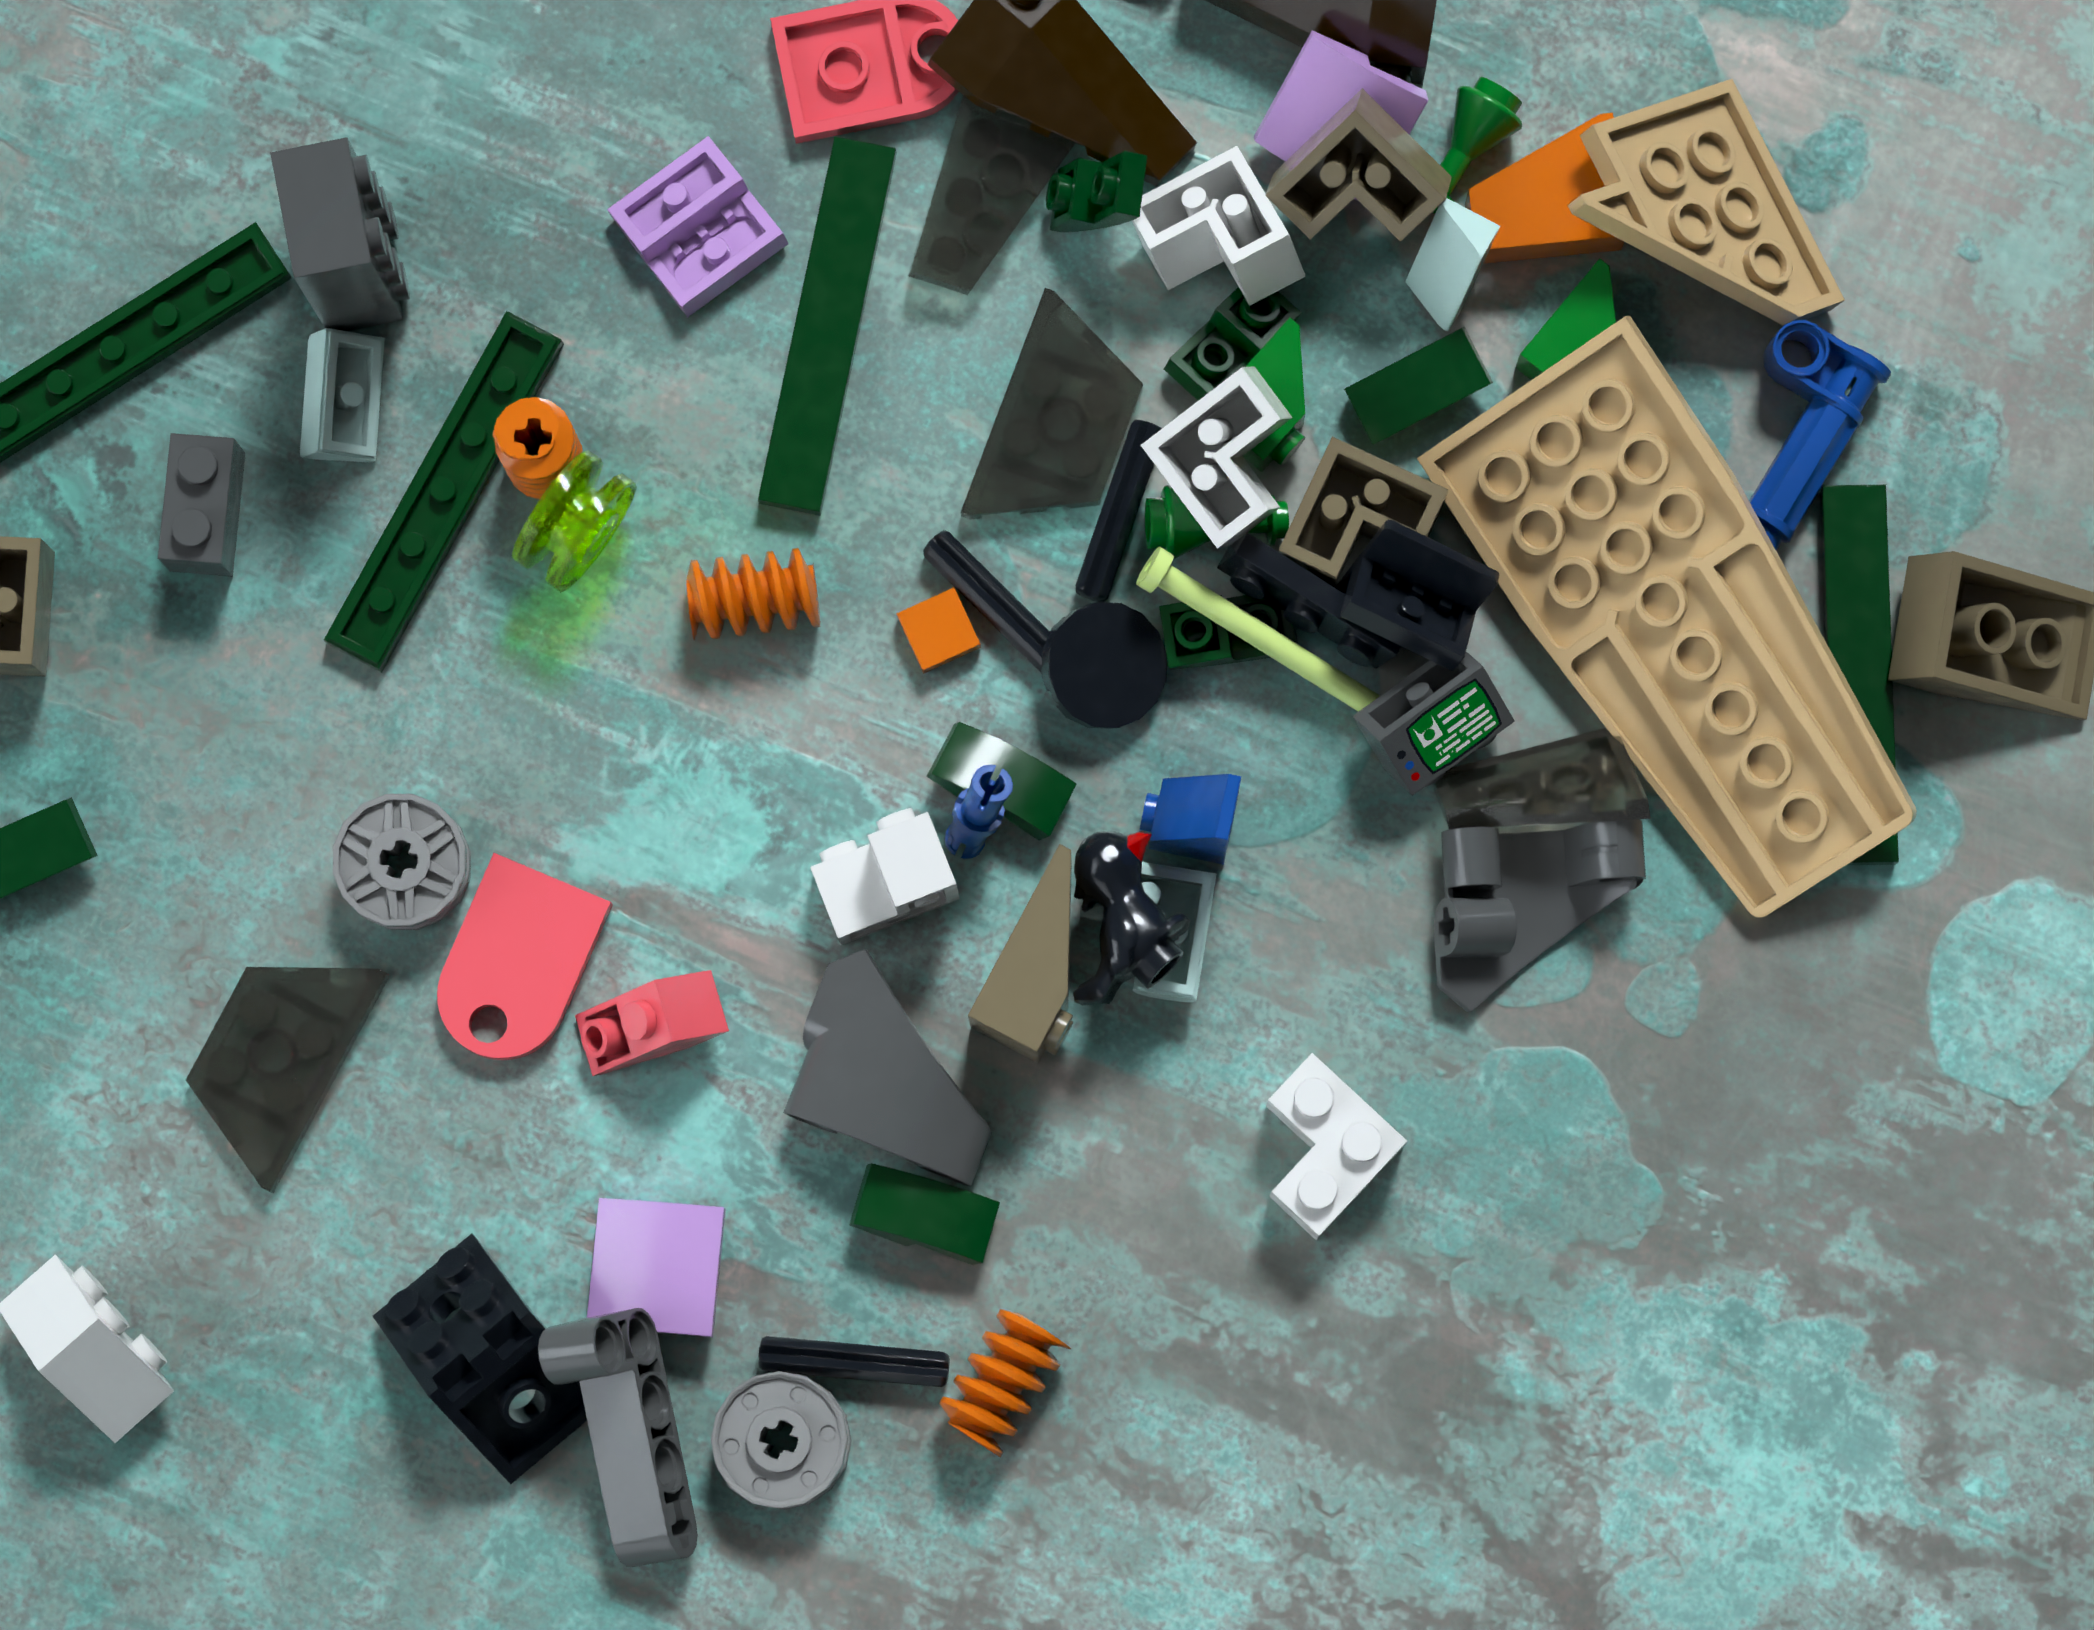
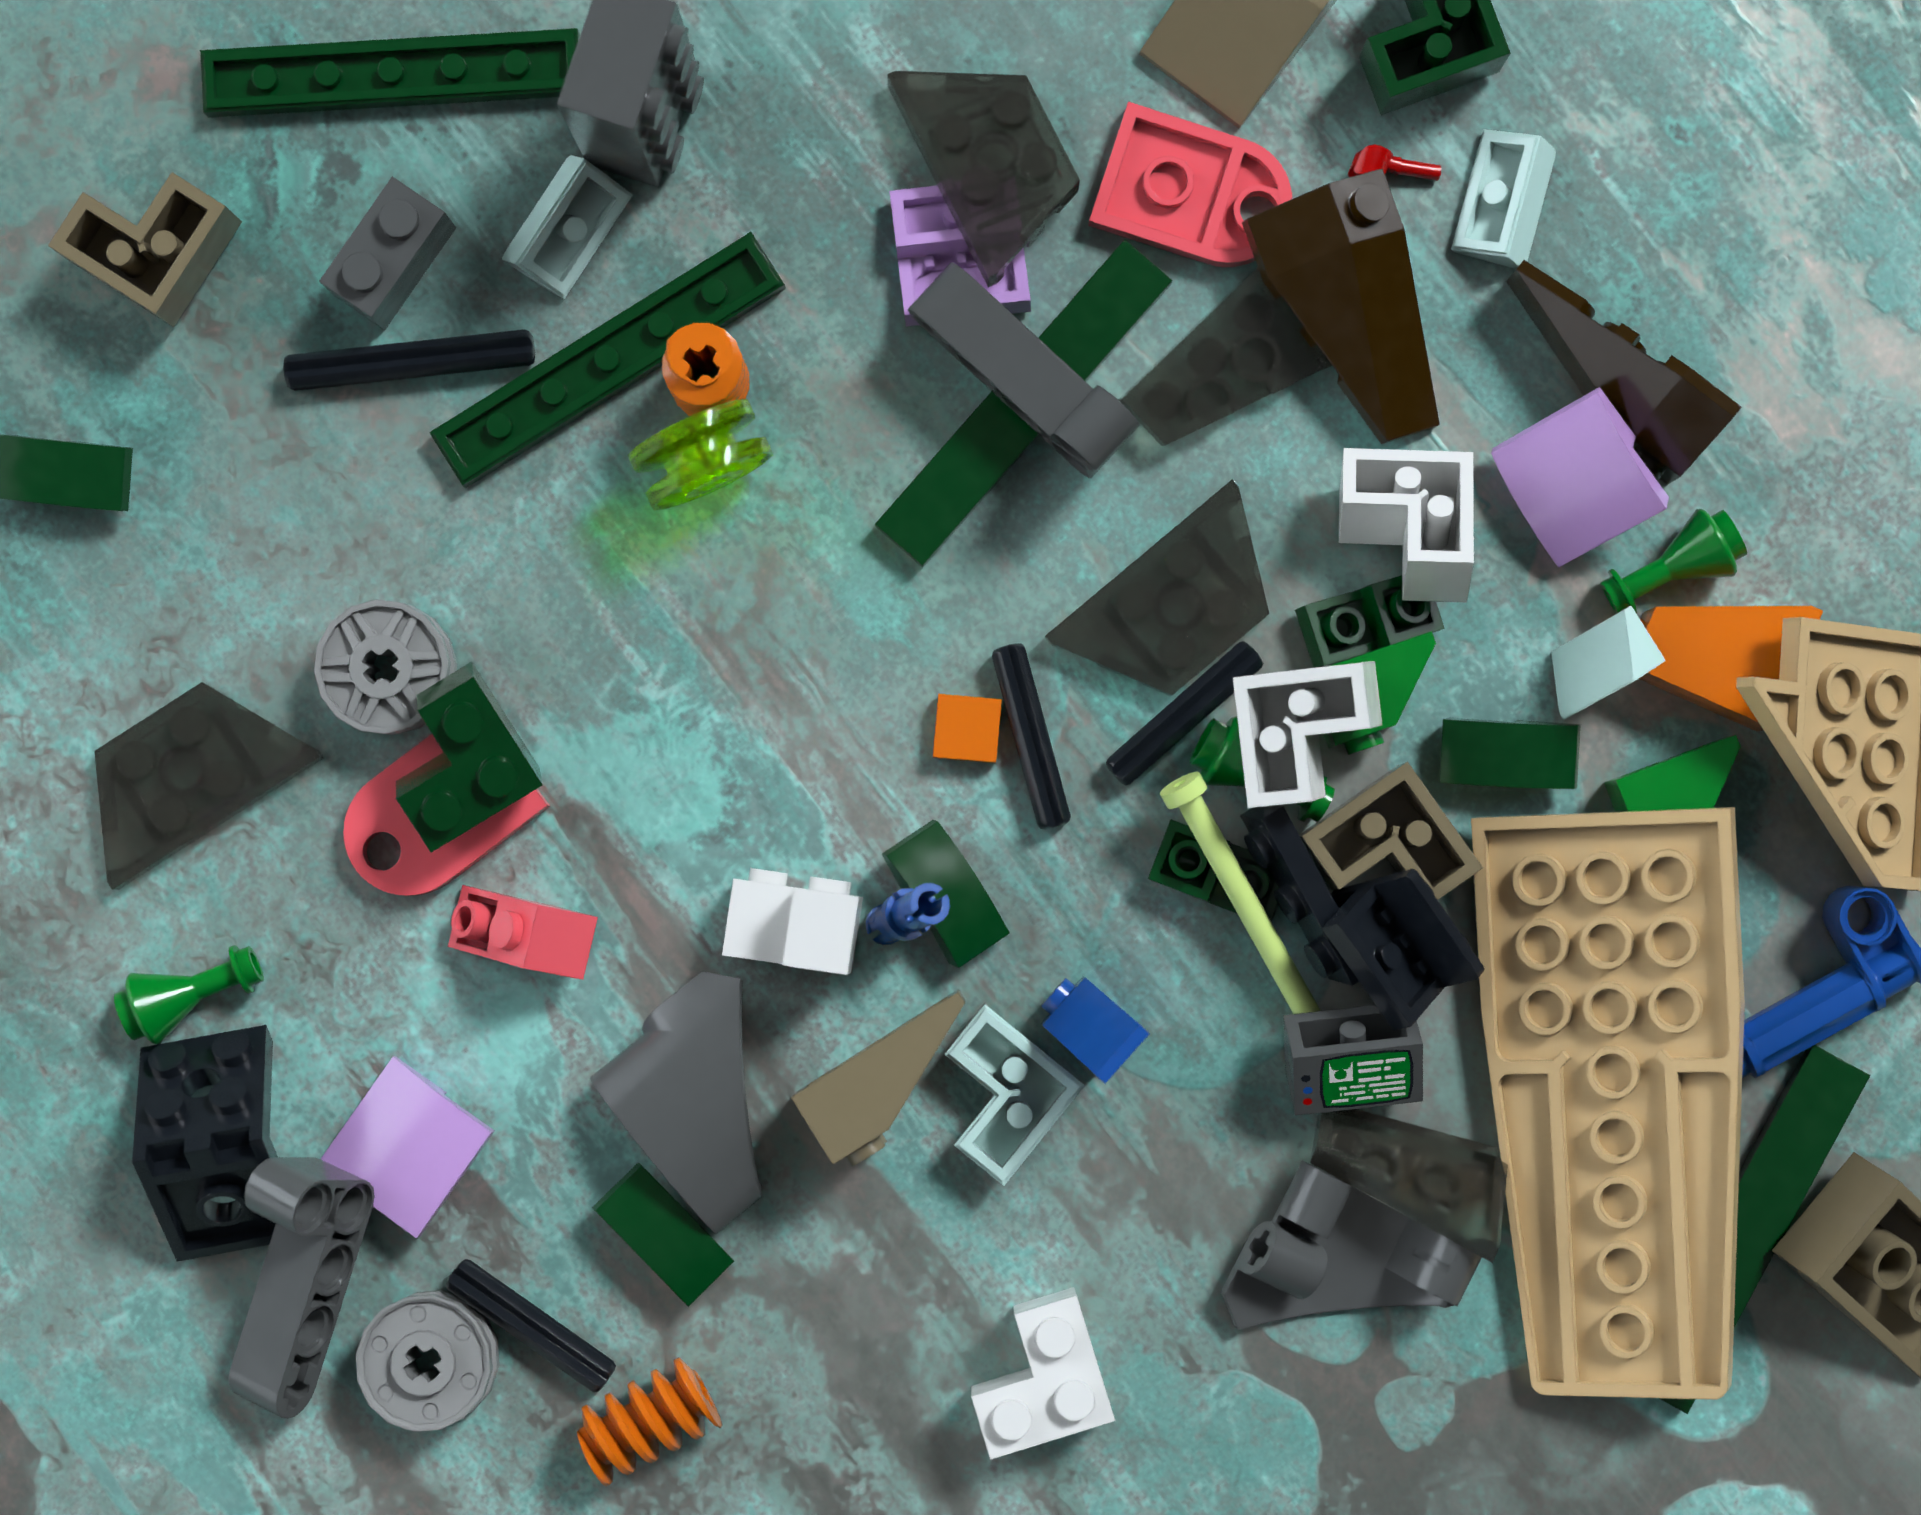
camera: 30 degrees right, 5 degrees up
(270, 588) = (409, 360): none -> black axle
(368, 1265) = (159, 1002): none -> green piece
(536, 892) = (480, 765): none -> dark green brick
(677, 132) = (988, 157): none -> clear smoke wing
(752, 594) = (821, 606): orange piece -> none
(812, 294) = (1022, 371): none -> dark grey beam
(1096, 193) = (1325, 422): dark green slope -> none
(1104, 665) = (1092, 844): black tile -> none
(1133, 928) = (983, 1097): black animal -> none
(1364, 158) = (1579, 528): dark tan brick -> none

